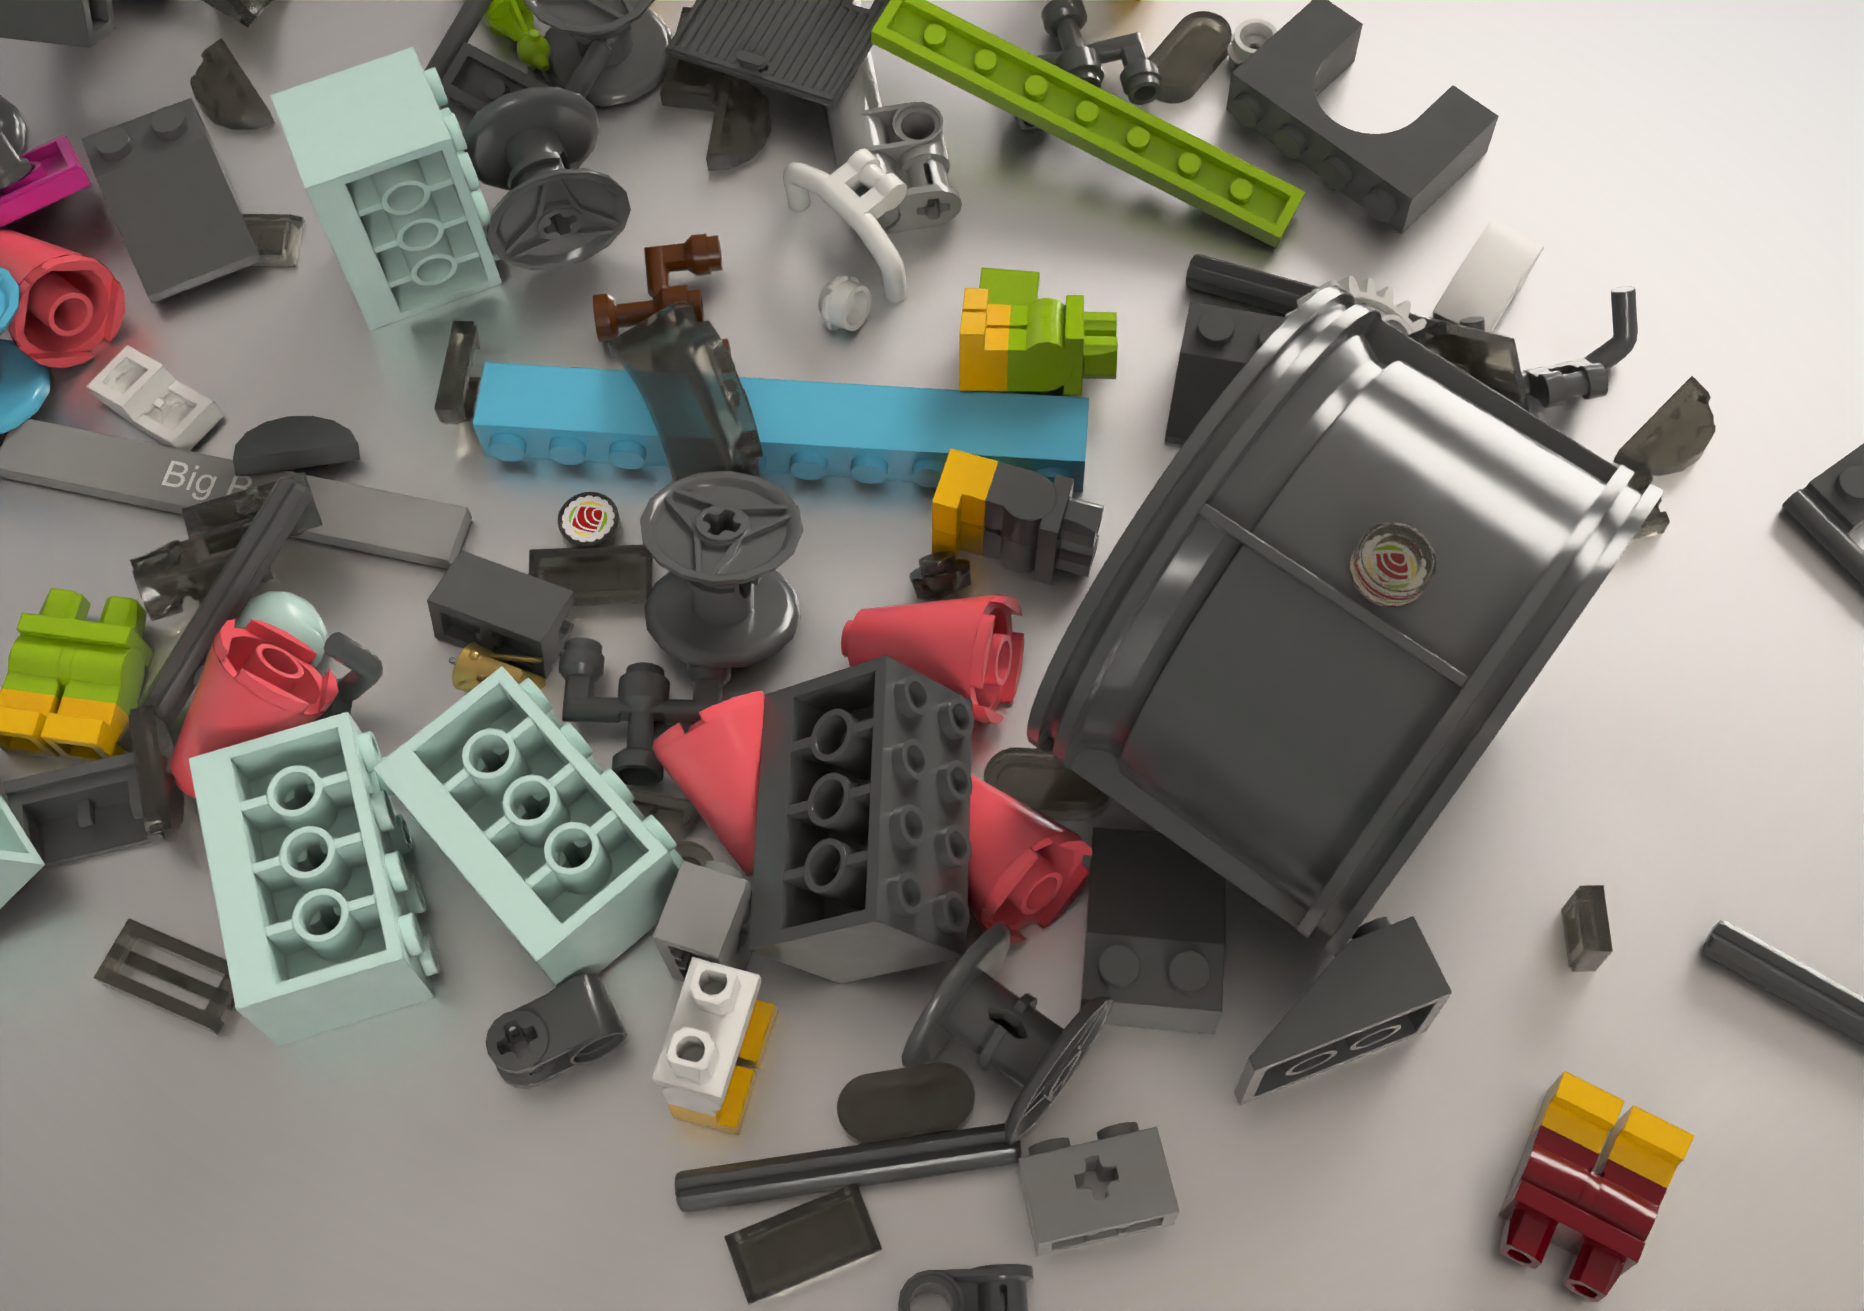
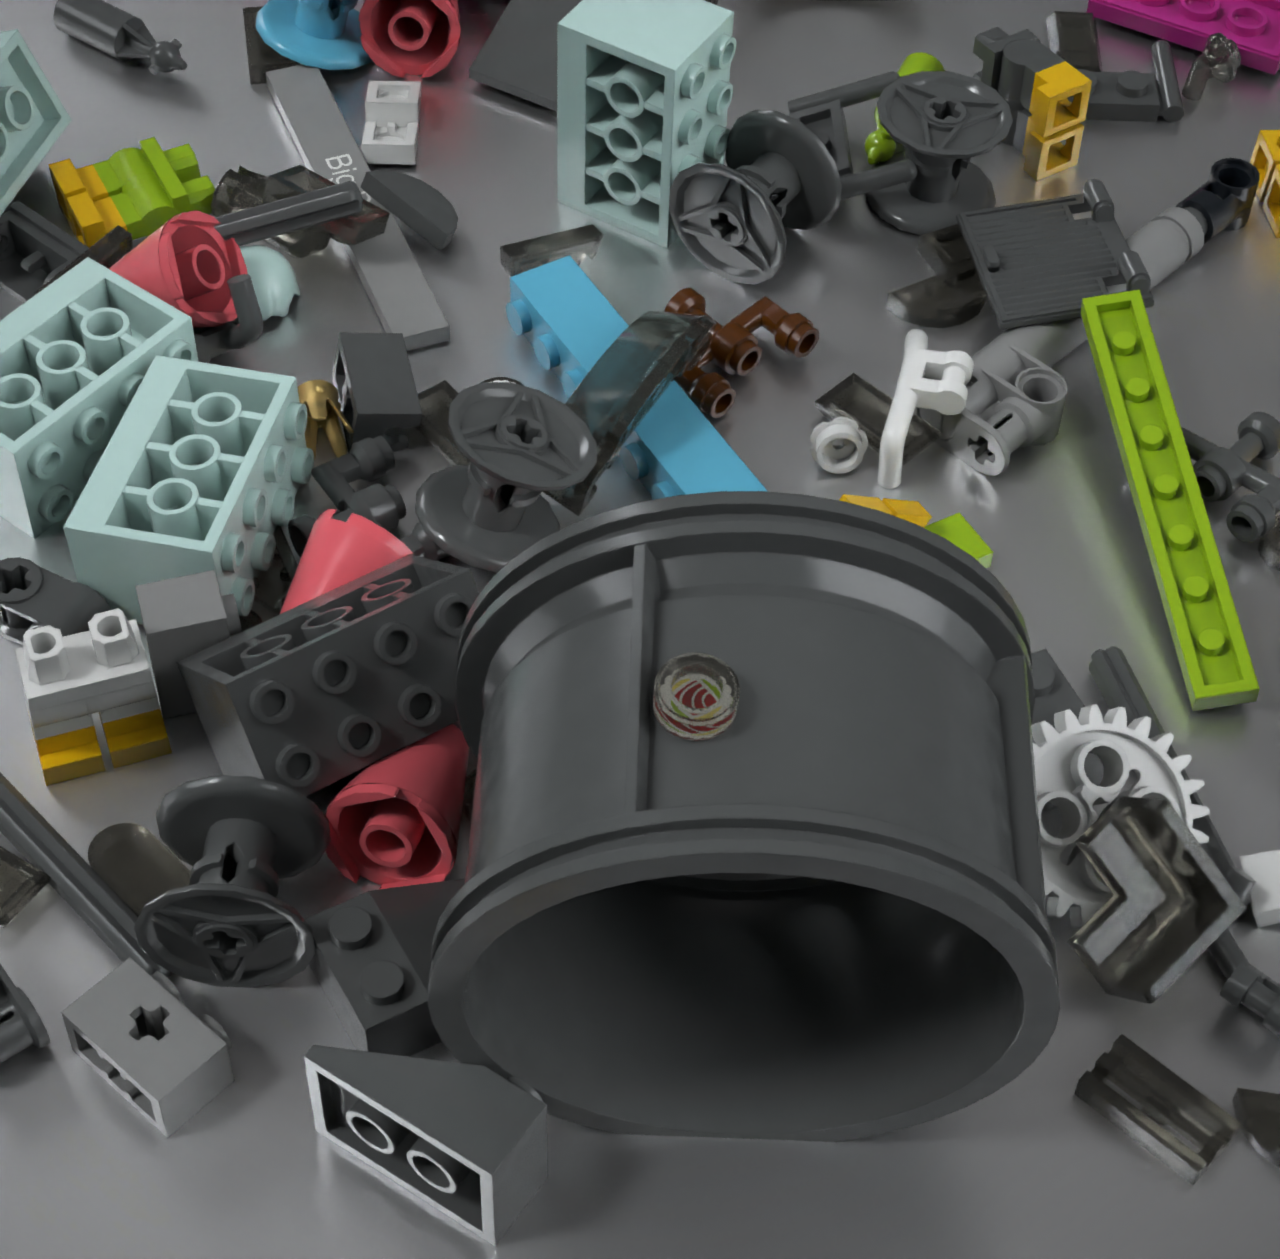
camera: 50 degrees right, 15 degrees down
(820, 258) = (870, 409): none -> clear smoke tile

